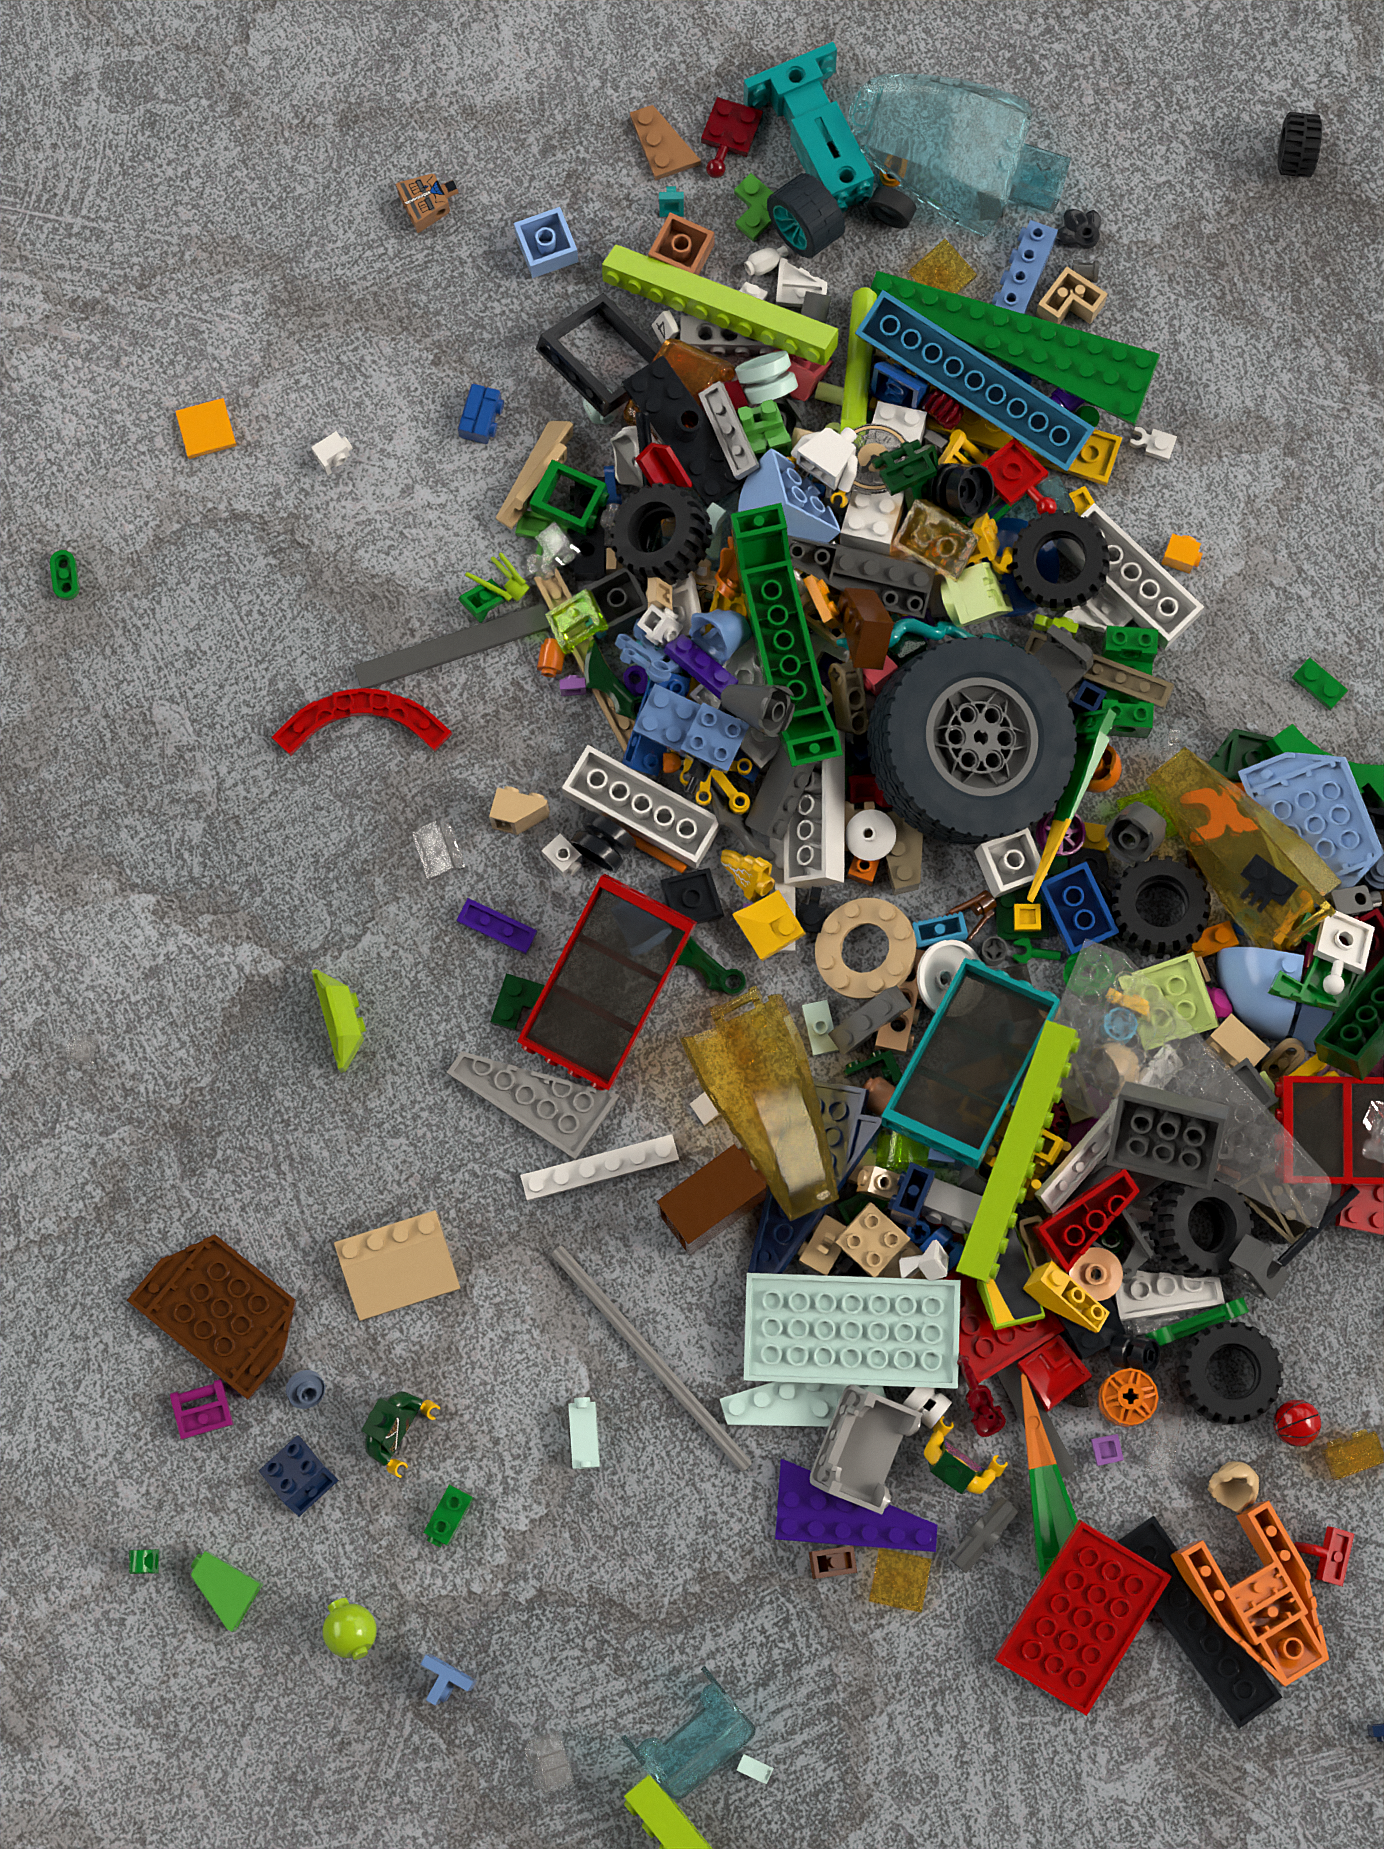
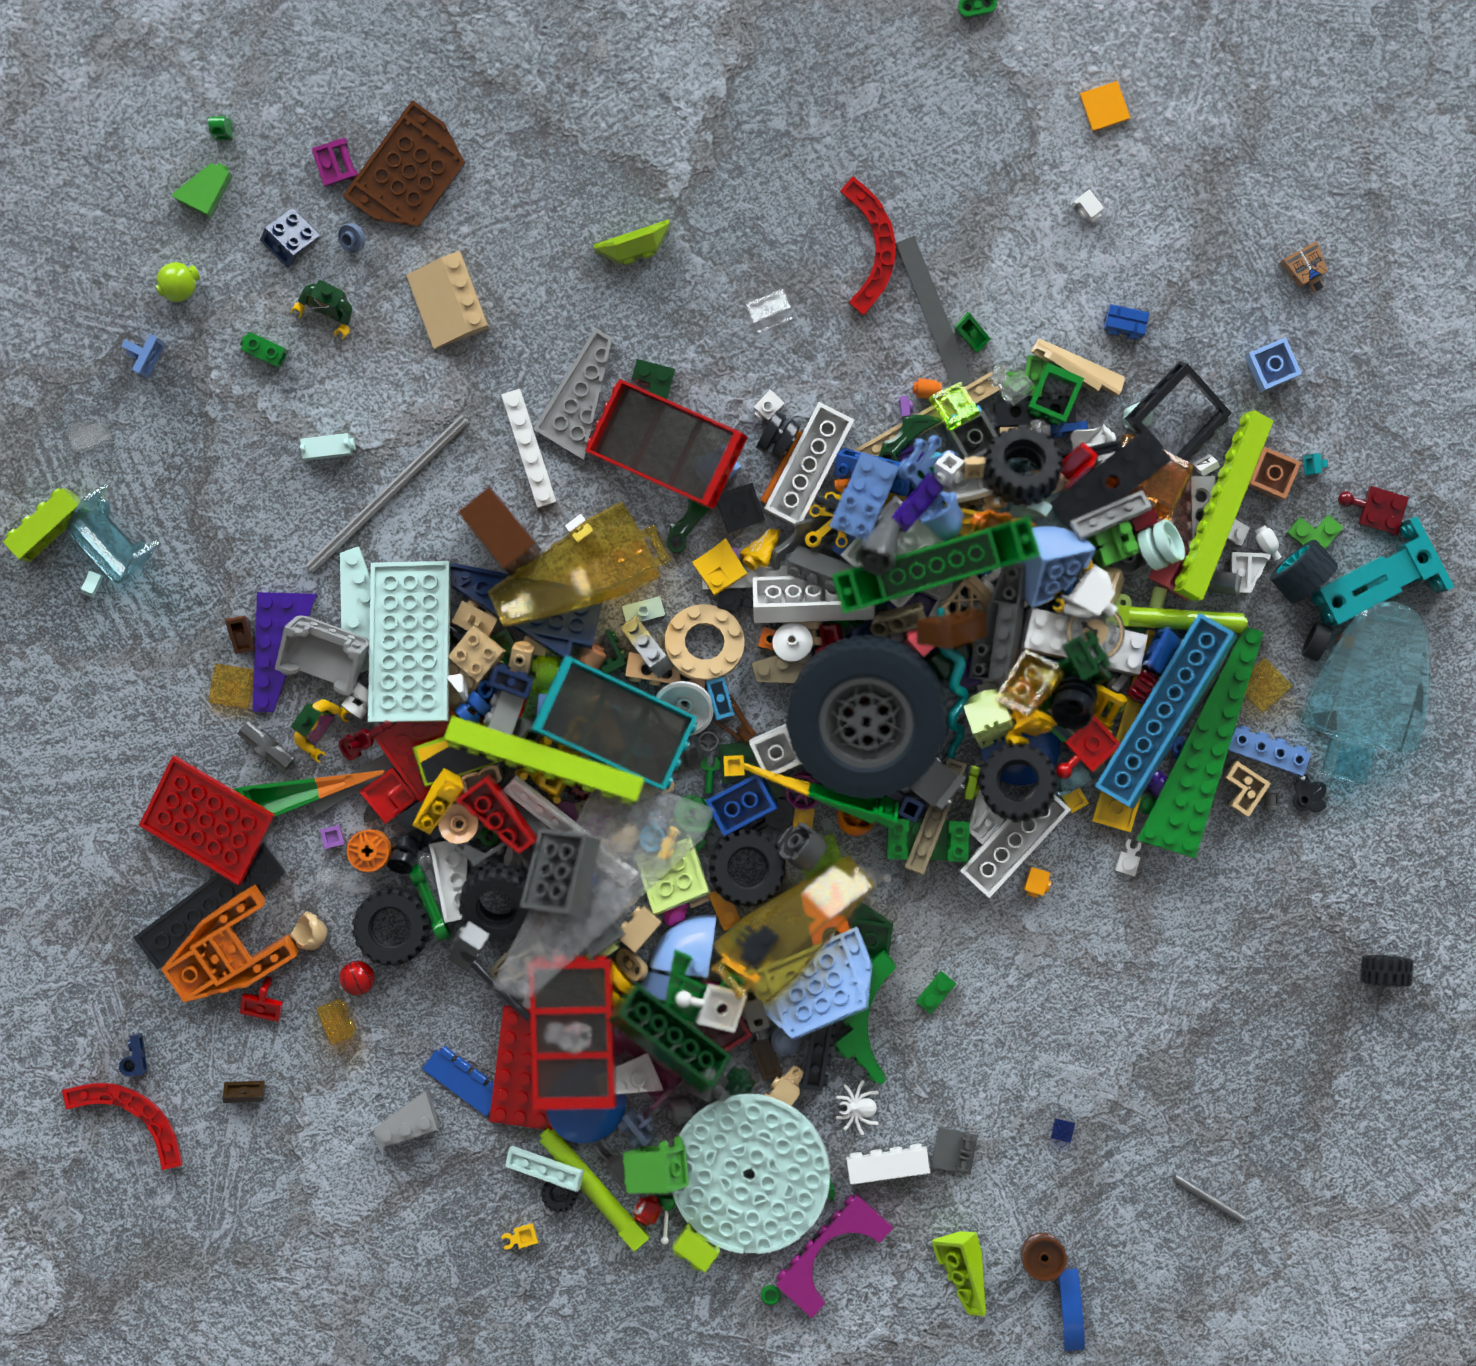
camera: 85 degrees right, 10 degrees up
(497, 926) = (711, 359): dark purple plate -> none
(516, 585) = (983, 357): lime plant -> none
(516, 811) = (798, 368): tan slope -> none
(661, 144) = (1365, 454): medium nougat wing -> none
(826, 609) = (968, 597): light orange plate -> none
(934, 1262) = (459, 700): white slope -> none

